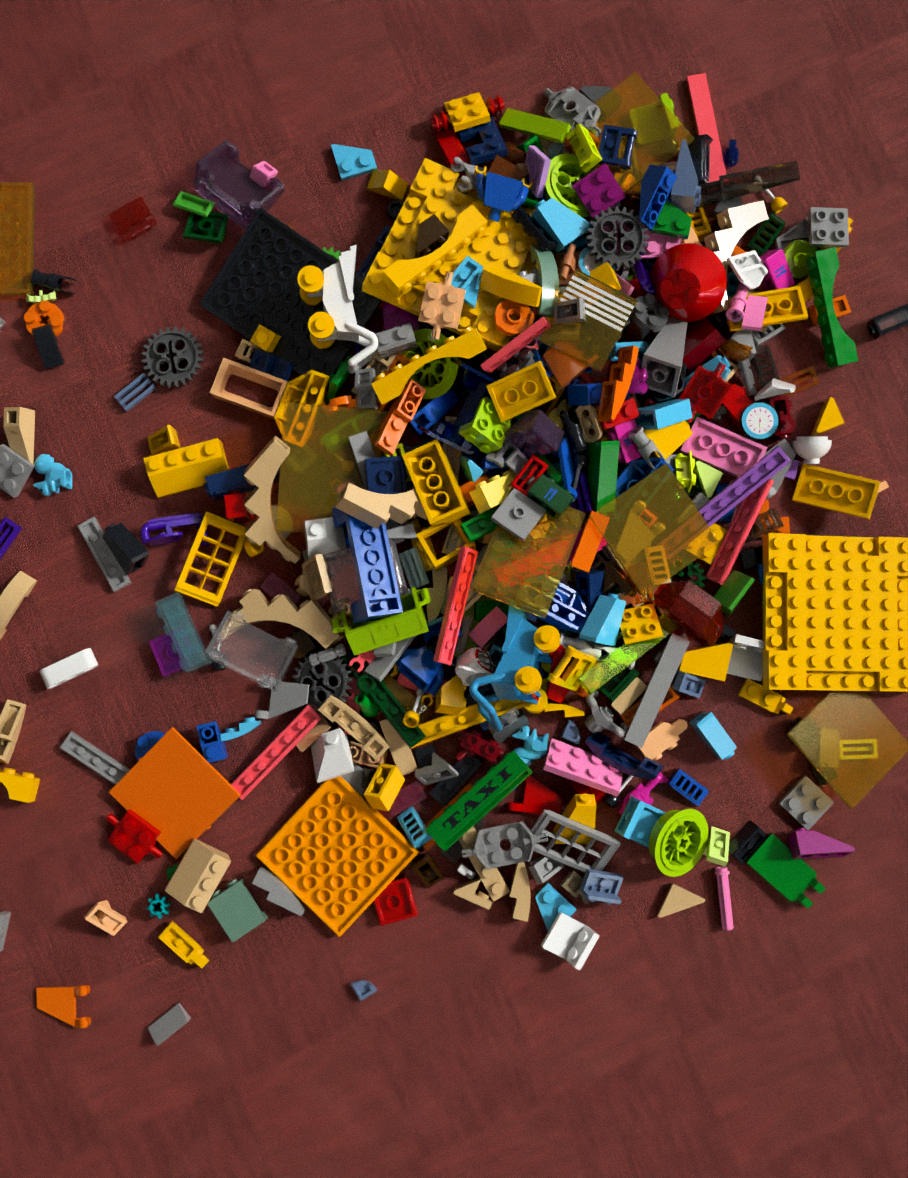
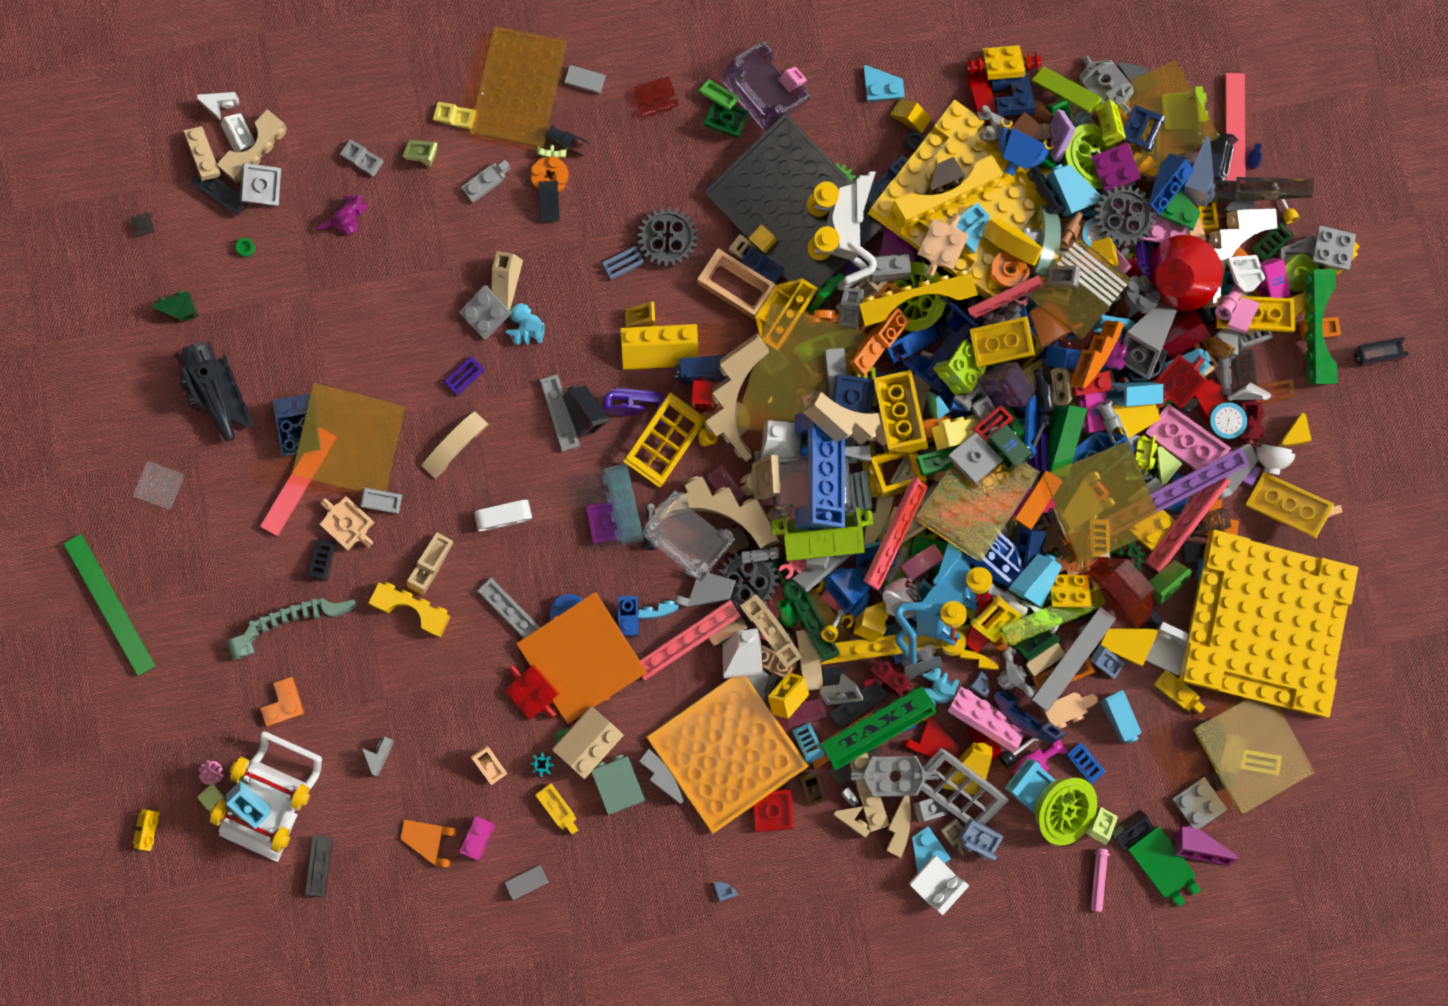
camera: 10 degrees right, 5 degrees down
(59, 217) = (585, 79): none -> light grey tile
(110, 992) = (477, 838): none -> dark pink brick
(677, 900) = (1053, 871): tan tile -> none

